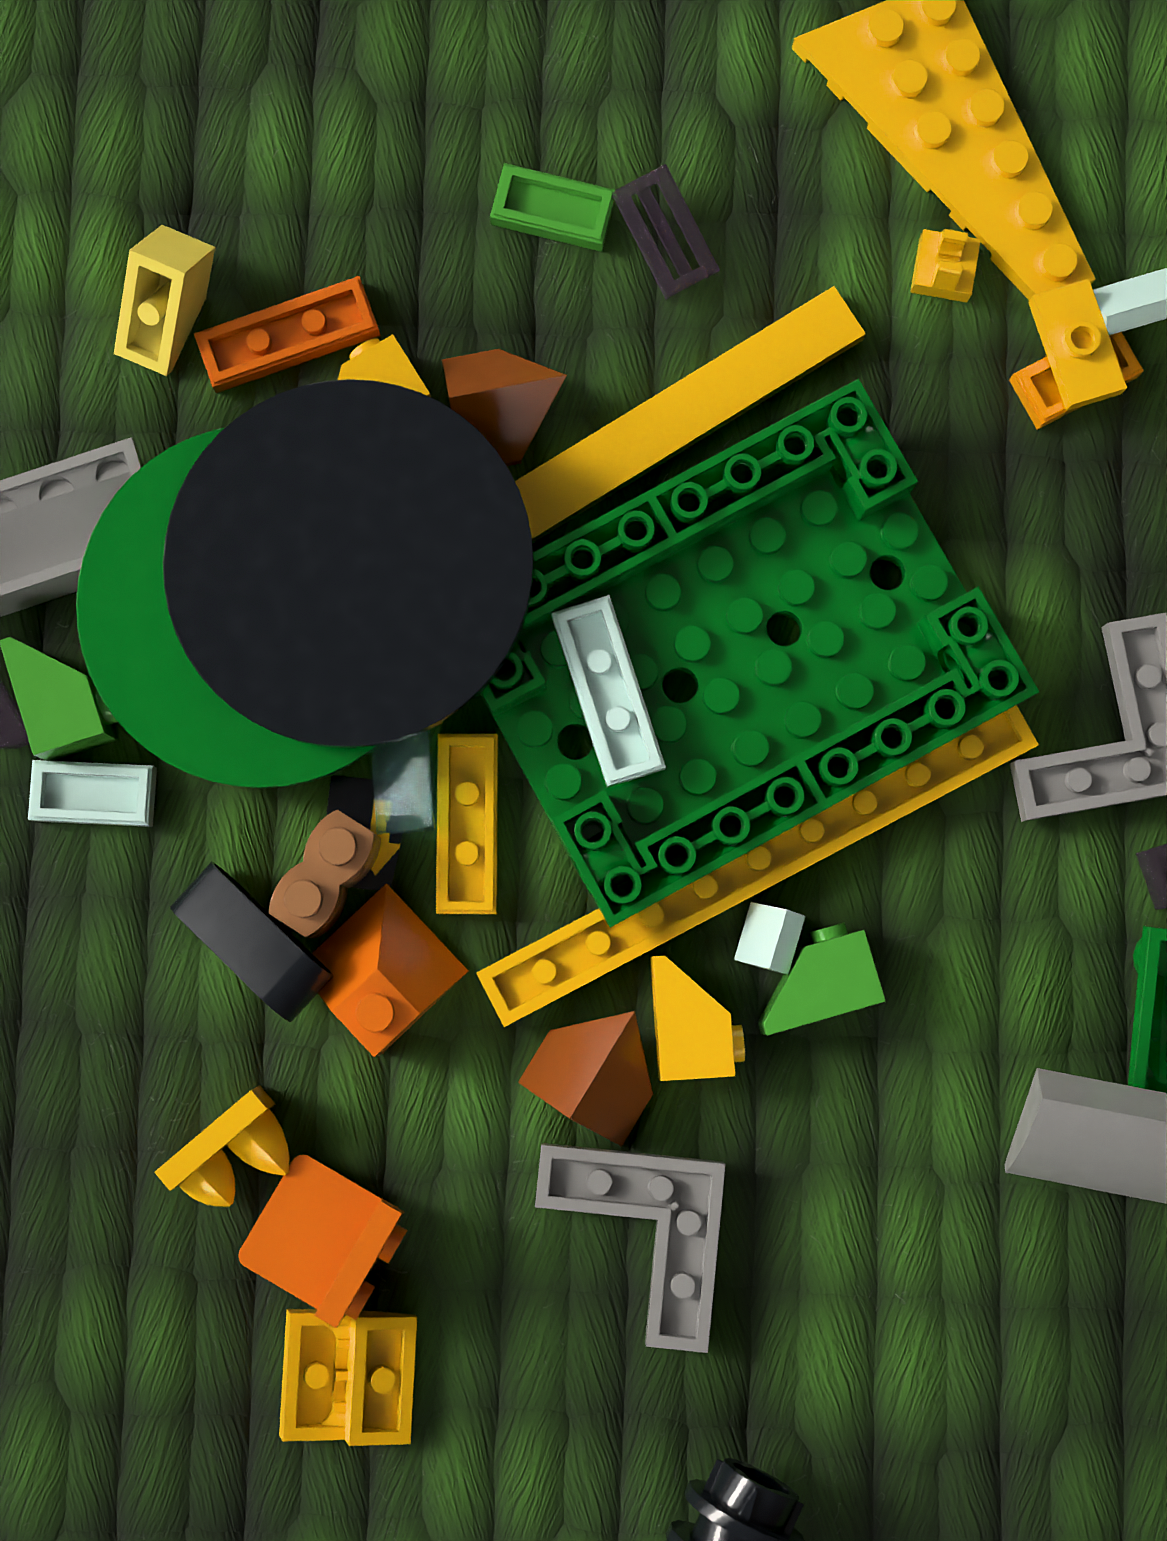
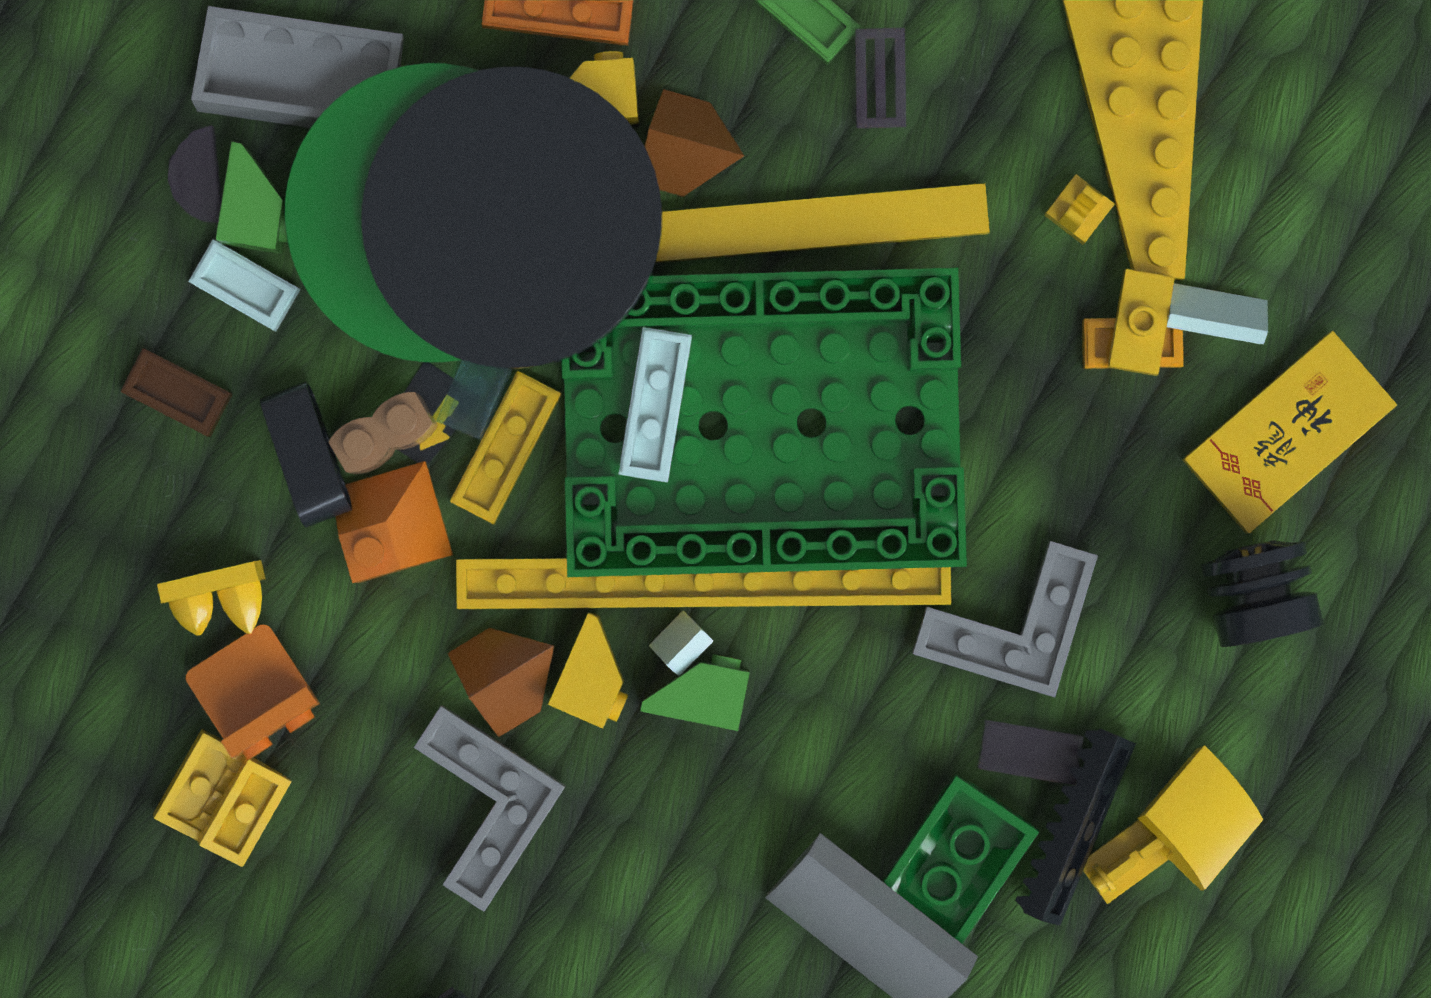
camera: 30 degrees right, 5 degrees up
(74, 948) = (176, 392): none -> reddish brown tile

